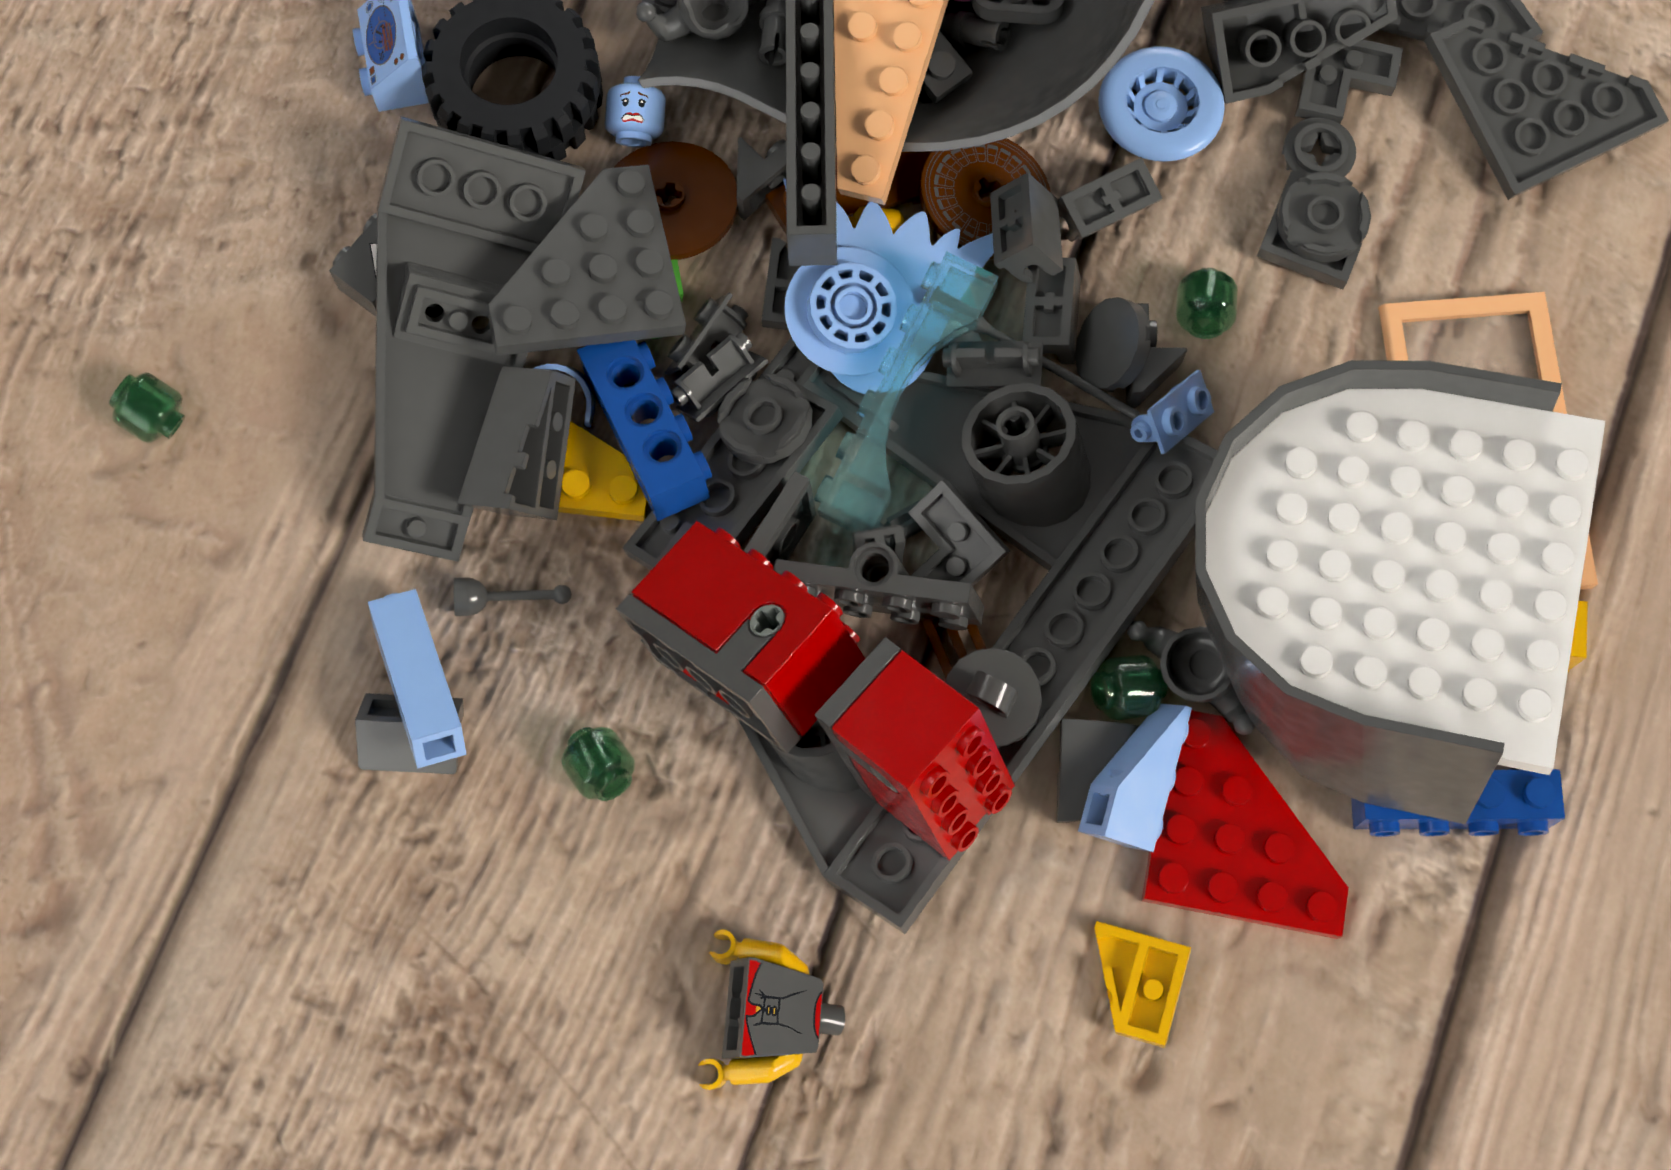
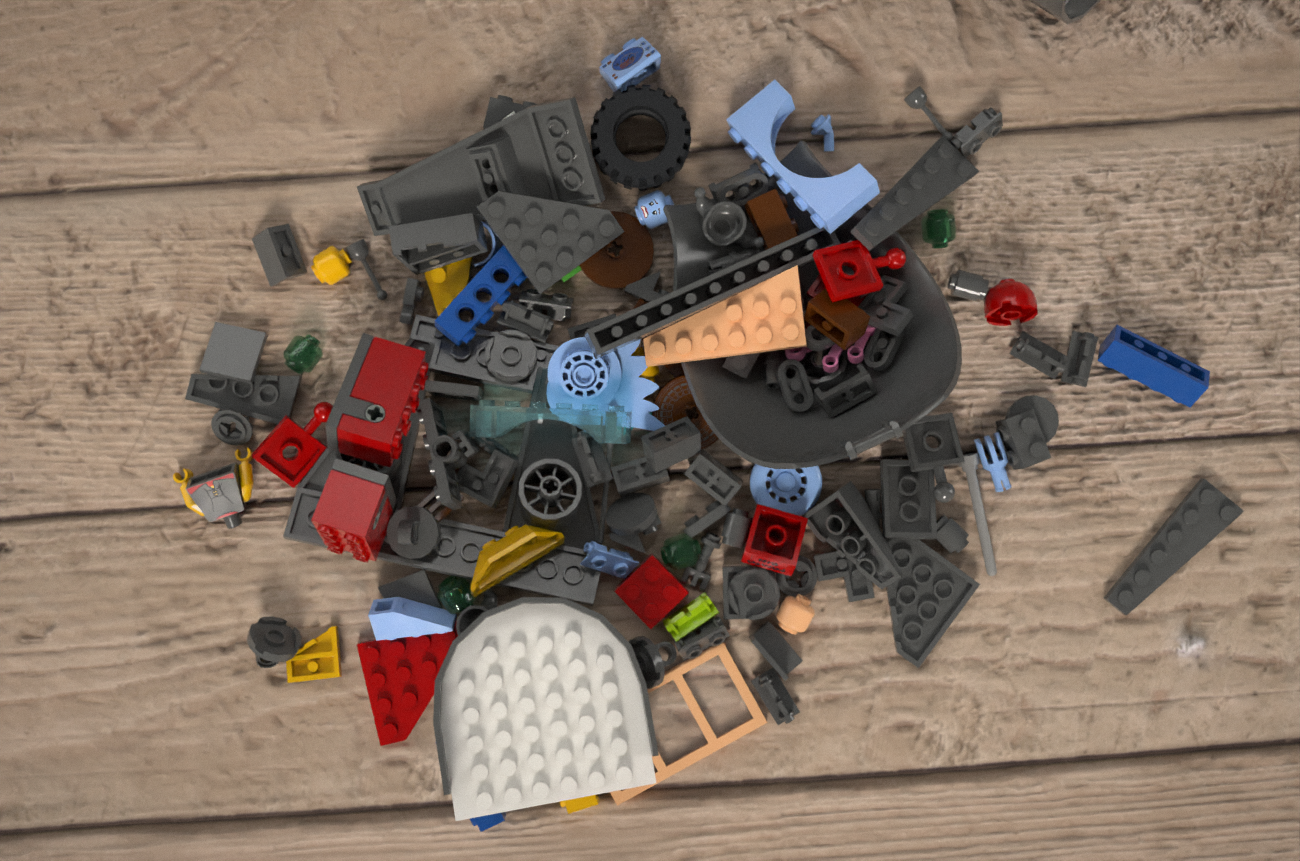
camera: 70 degrees right, 15 degrees up
(147, 407) = (381, 41): clear green head -> none
(417, 678) = (299, 247): light blue brick -> none
(471, 650) = (331, 265): none -> yellow head
(538, 880) = (233, 352): none -> dark grey tile
(588, 539) = (412, 295): none -> dark grey plate
(630, 882) = (265, 399): none -> dark grey wing
(686, 941) = (221, 427): none -> dark grey gear
(761, 826) = (292, 434): none -> red plate
(1081, 1036) = (273, 641): none -> dark grey tile
(1100, 554) = (511, 554): none -> yellow wedge
(1165, 226) = (714, 512): none -> dark grey plate
(1204, 204) = (736, 528): none -> dark grey brick
(1209, 252) = (710, 542): none -> dark grey hinge
(1247, 363) = (651, 591): none -> red brick
(1250, 146) = (774, 540): none -> red brick
(1319, 328) = (690, 616): none -> lime hinge
(1362, 313) = (712, 634): none -> dark grey hinge
(1382, 172) = (795, 614): none -> light nougat head
(1428, 231) = (775, 649): none -> dark grey panel
(1507, 263) = (775, 696): none -> dark grey hinge
(1537, 107) = (872, 681): dark grey plate -> none

